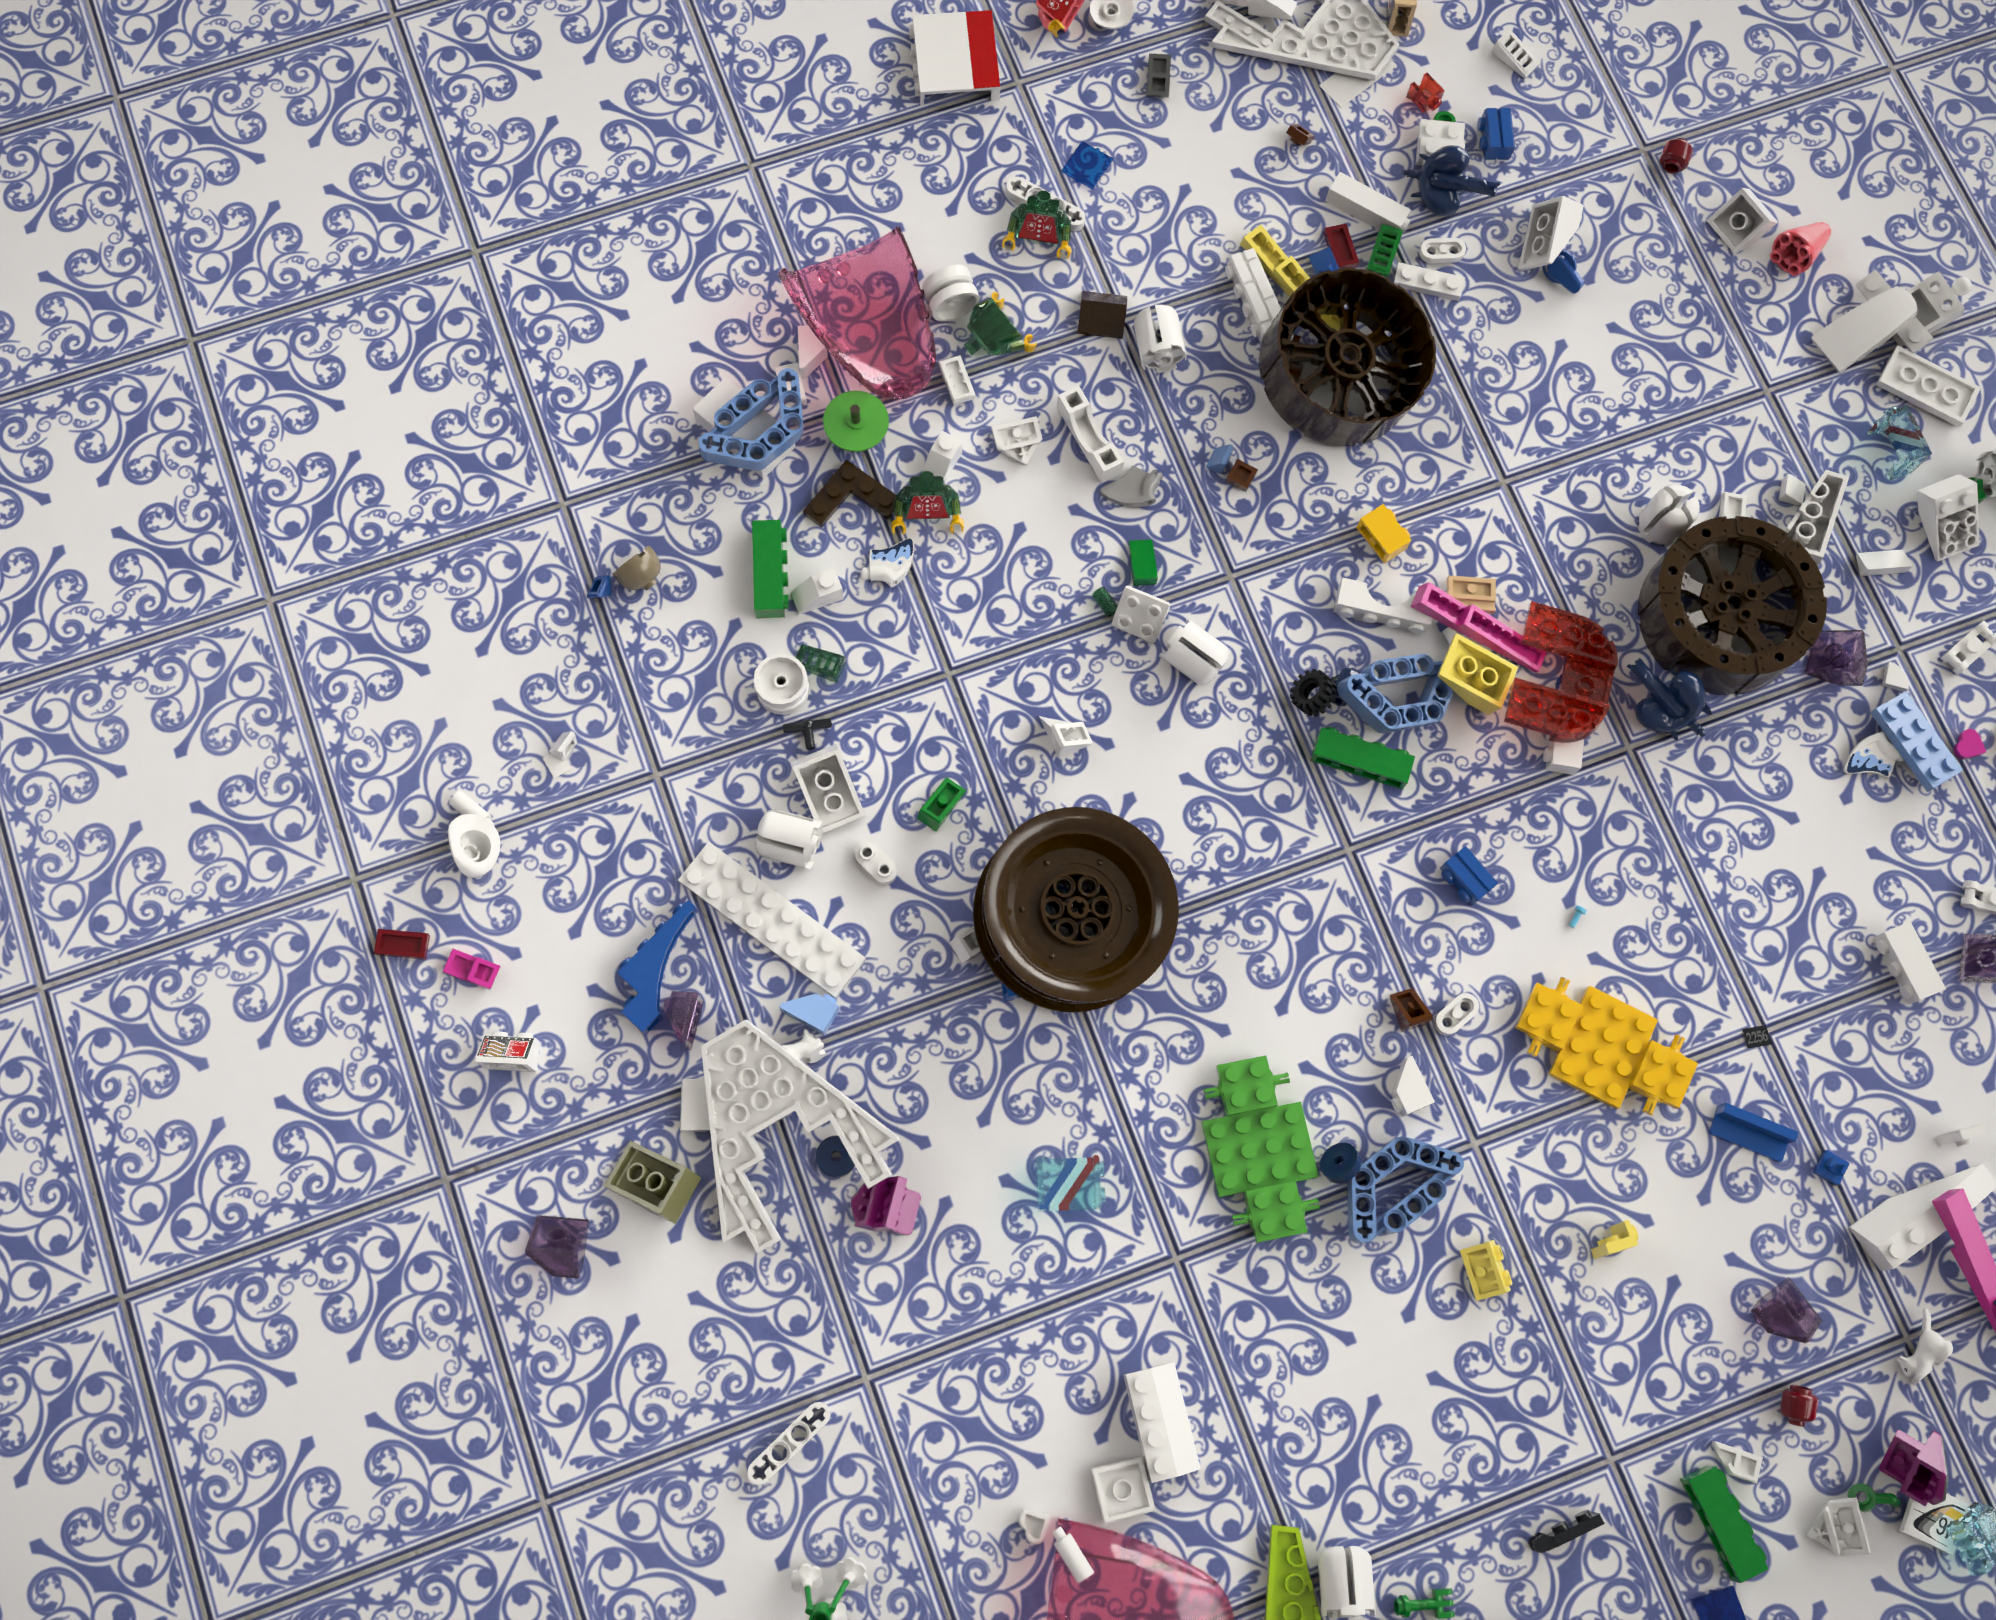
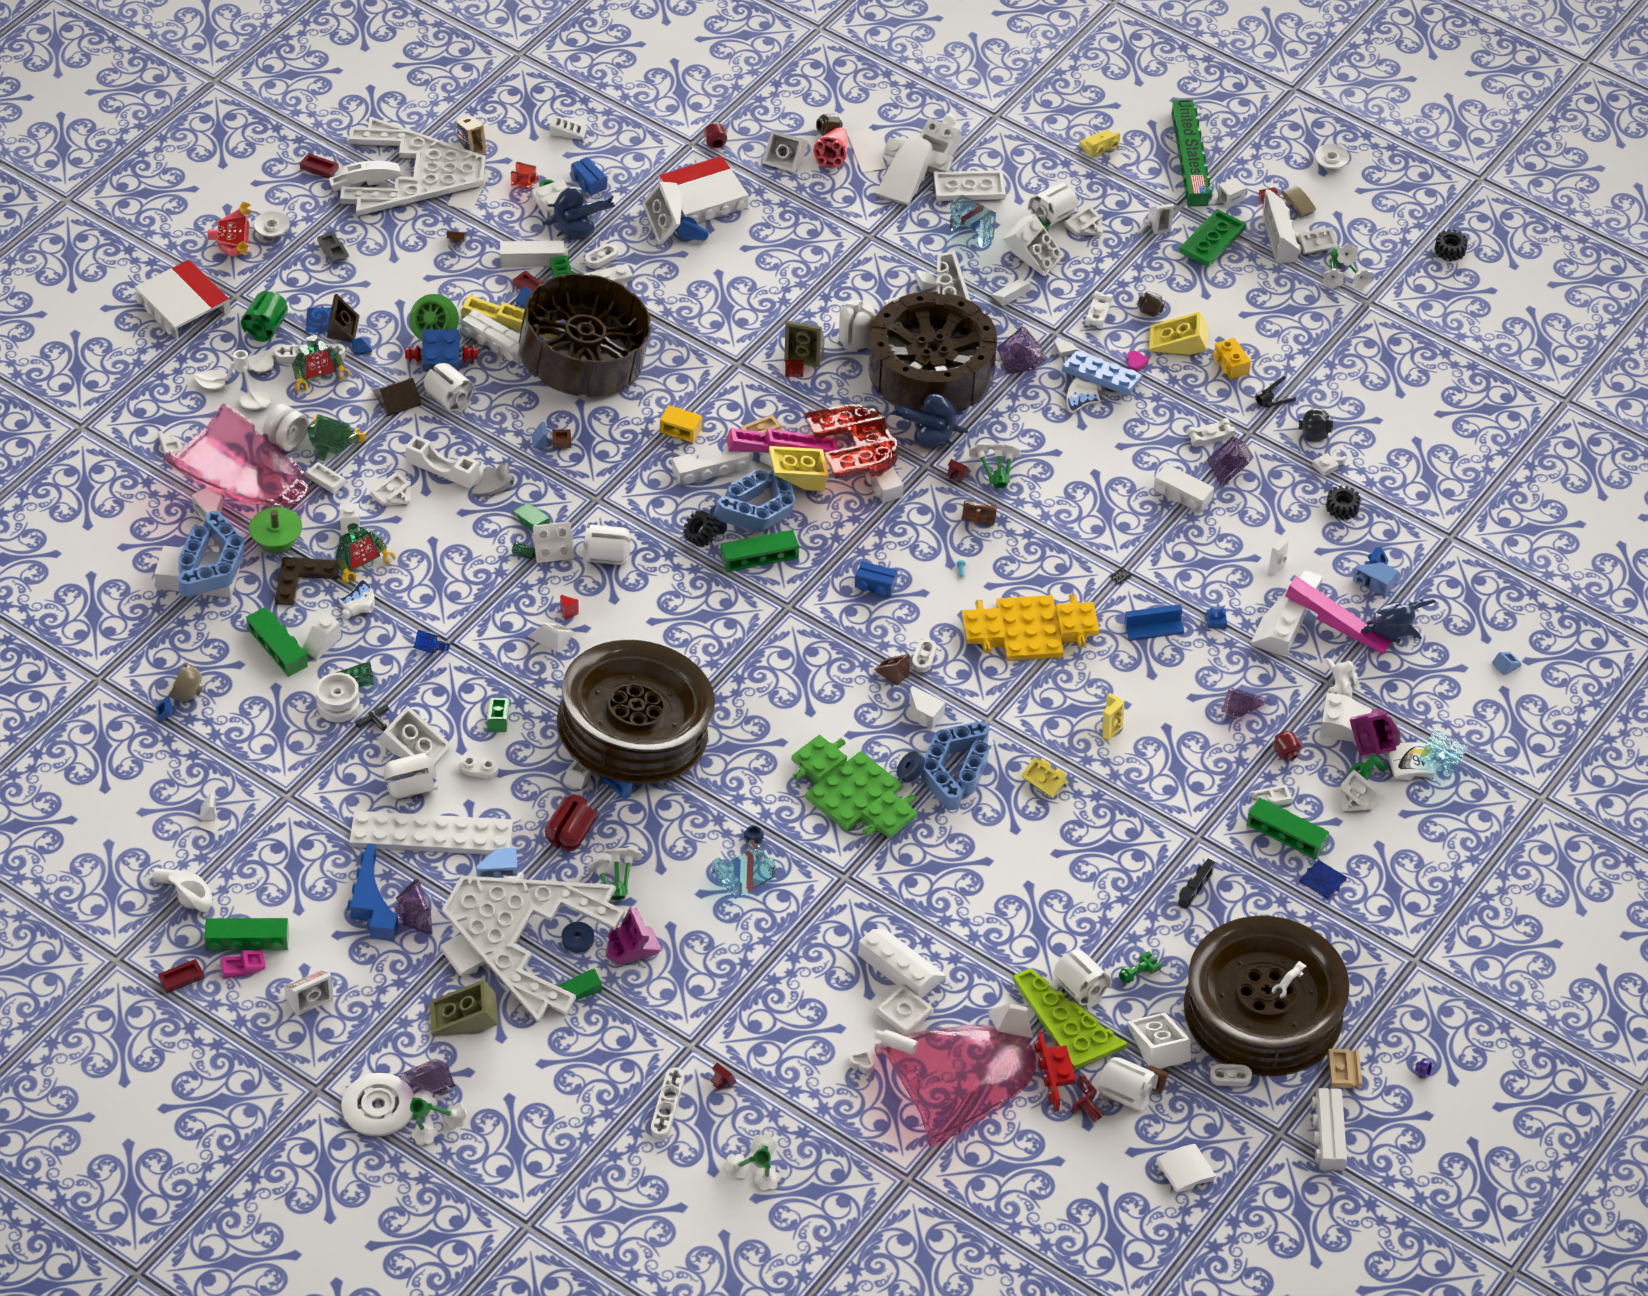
camera: 30 degrees left, 25 degrees down
(469, 1256) = (372, 1120): none -> white piece
(497, 935) = (246, 934): none -> green brick
(516, 1311) = (423, 1105): none -> white plant
(796, 1224) = (583, 984): none -> green slope
(825, 242) = (169, 443): none -> white tile
(868, 1450) = (722, 1077): none -> dark red tile
(914, 1123) = (599, 864): none -> plant
(917, 1007) = (570, 823): none -> dark red cylinder
(924, 179) = (258, 363): none -> white plant
(925, 666) = (428, 641): none -> clear blue plate
(1025, 129) = (264, 315): none -> green cylinder
(1104, 181) = (342, 321): none -> dark brown slope
(1105, 709) = (569, 606): none -> red slope
(1107, 224) = (361, 345): none -> blue slope
(1110, 1141) = (755, 833): none -> dark blue plate
(1182, 284) = (441, 347): none -> blue brick
(1201, 236) = (433, 313): none -> bright green piece
(1226, 1586) = (1011, 1020): none -> white slope
(1562, 526) = (793, 368): none -> clear red tile
(1588, 508) = (804, 343): none -> olive slope
(1617, 225) = (708, 189): none -> white panel
(1645, 855) = (979, 512): none -> reddish brown hips
(1663, 781) = (956, 467): none -> dark red tile
(1703, 819) = (999, 478): none -> plant
(1816, 210) = (827, 123): none -> dark brown head
(1839, 268) = (866, 150): none -> white sticker
(1892, 1405) = (1337, 714): none -> white slope

